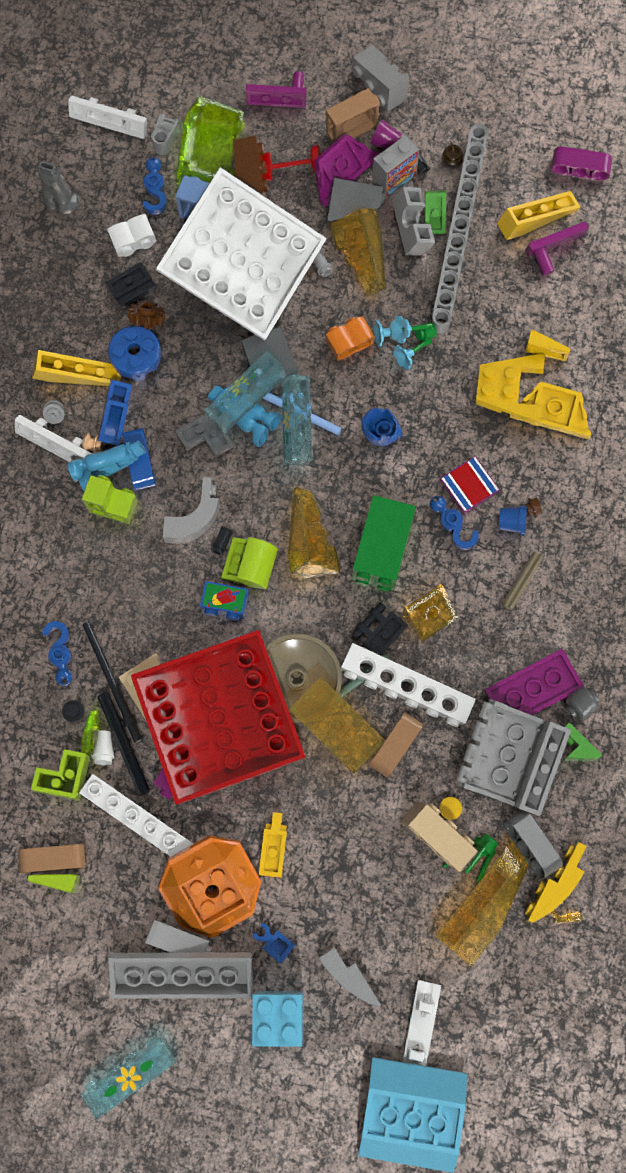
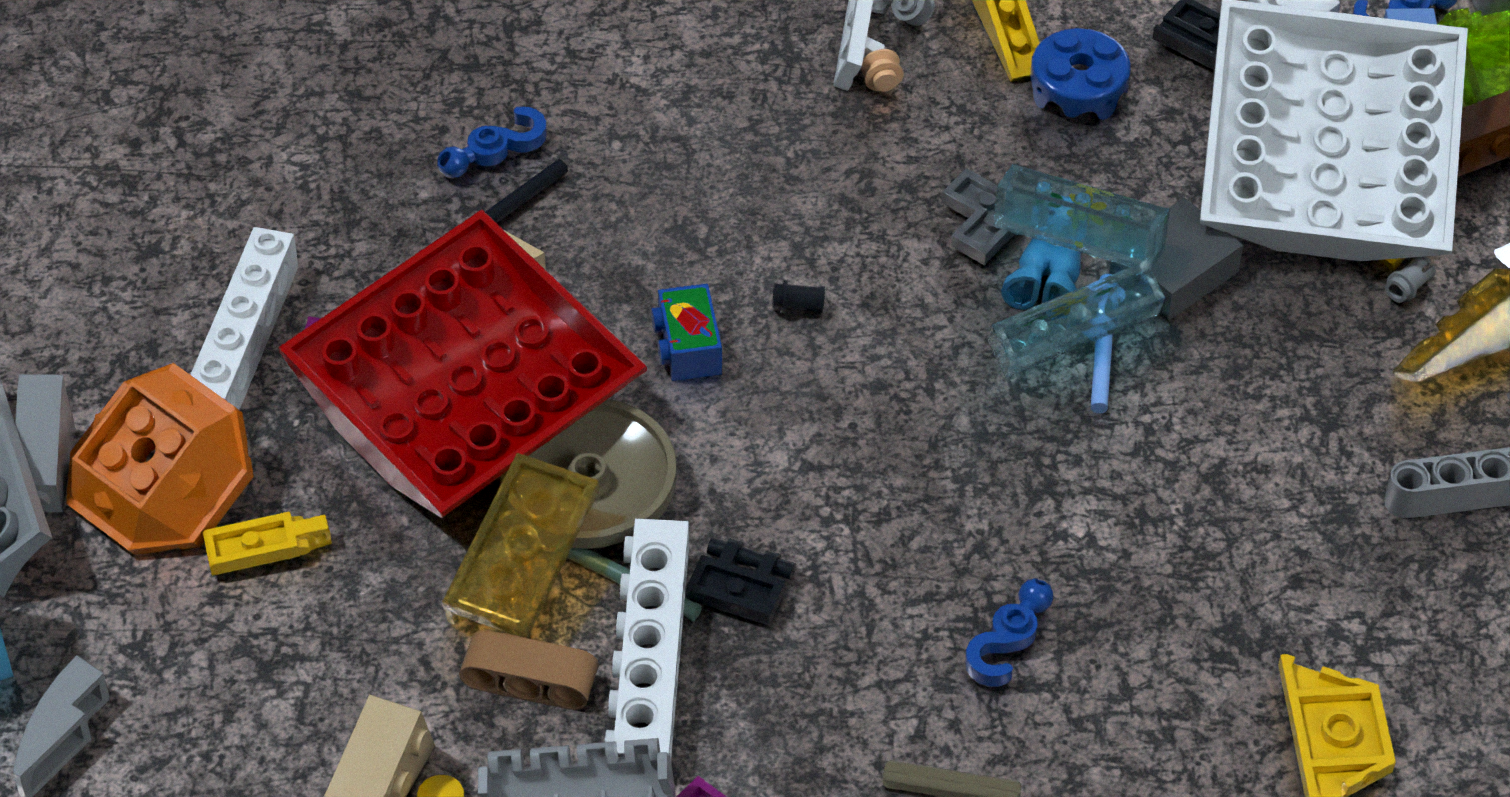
camera: 65 degrees right, 25 degrees down
(51, 858) = (130, 243): medium nougat beam -> none
(61, 882) = (94, 268): lime slope -> none
(66, 781) = (277, 207): lime brick -> none
(73, 711) = (398, 195): black plate -> none
(92, 725) = (364, 222): clear neon green slope -> none
(103, 751) = (346, 252): white cone -> none
(105, 462) = (846, 80): dark azure piece -> none
(105, 500) = (792, 113): lime brick -> none
(114, 412) = (954, 78): blue slope -> none
(123, 744) = (370, 273): black axle -> none
(140, 470) = (889, 139): blue beam -> none
(146, 314) = (1156, 63): reddish brown gear -> none
(194, 525) = (823, 253): light grey arch -> none
(249, 562) = (776, 347): lime brick -> none
(277, 945) = (86, 600): blue plate -> none
(308, 542) = (857, 424): clear yellow wedge -> none
(349, 338) = (1287, 361): orange brick -> none
(381, 427) = (1137, 455): blue hair -> none
(383, 543) = (905, 519): green brick -> none
(400, 331) = (1369, 468): medium azure plant -> none
(430, 613) = (812, 641): clear yellow slope -> none
(469, 485) = (1102, 640): tile -> none
(500, 386) = (1337, 624): yellow wing -> none
(513, 519) = (1067, 726): blue piece -> none
(534, 507) = (1112, 756): reddish brown plate -> none
(540, 344) = (1456, 672): yellow slope -> none

